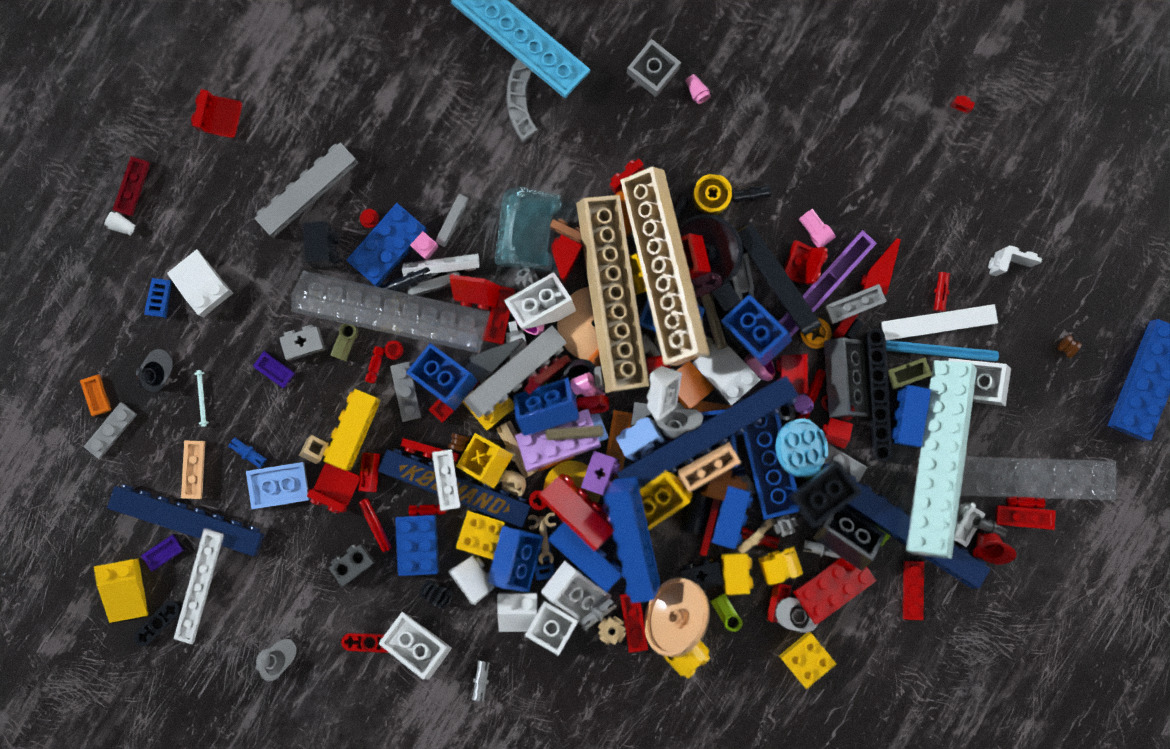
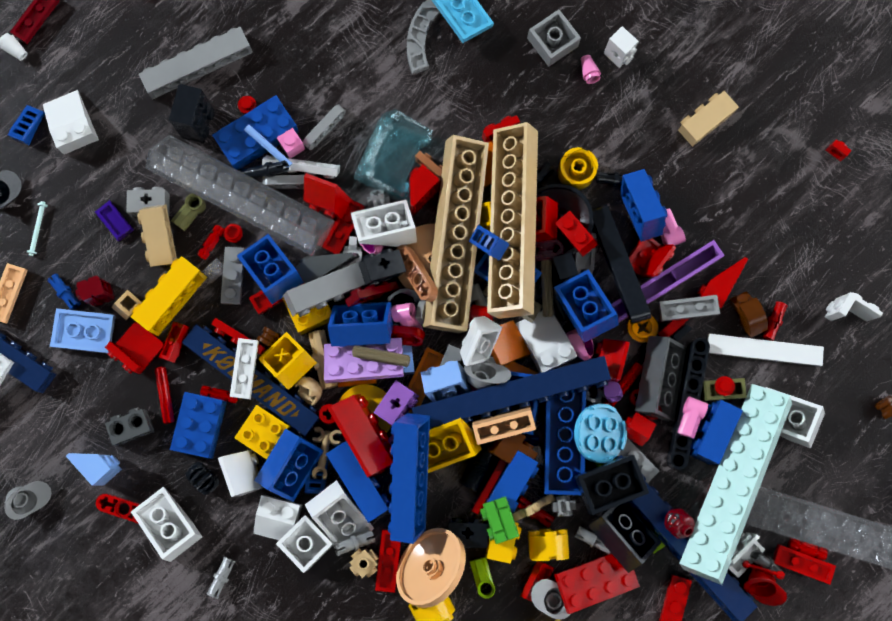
camera: 10 degrees right, 5 degrees down
(279, 445) = (94, 291): none -> dark red brick
(322, 374) = (157, 235): none -> tan brick
(332, 611) = (96, 468): none -> light blue slope
(386, 390) = (213, 268): none -> clear tile
(403, 256) = (267, 145): none -> light blue bar
(560, 343) = (374, 273): none -> black brick
(586, 340) = (418, 270): none -> nougat beam
(657, 299) = (489, 242): none -> blue slope
(723, 60) = (621, 47): none -> white brick
(728, 262) = (576, 233): none -> red brick
(729, 556) = (500, 520): none -> bright green brick
(785, 214) = (643, 204): none -> blue brick
(826, 106) = (707, 117): none -> tan brick
(885, 403) = (694, 412): none -> bright pink piece
(897, 512) = (679, 523): none -> dark red head
(908, 370) = (724, 386): none -> red plate
(916, 290) = (751, 313): none -> reddish brown brick
(938, 350) = (761, 378): dark azure axle -> none
(1004, 533) = (779, 574): none -> red hinge

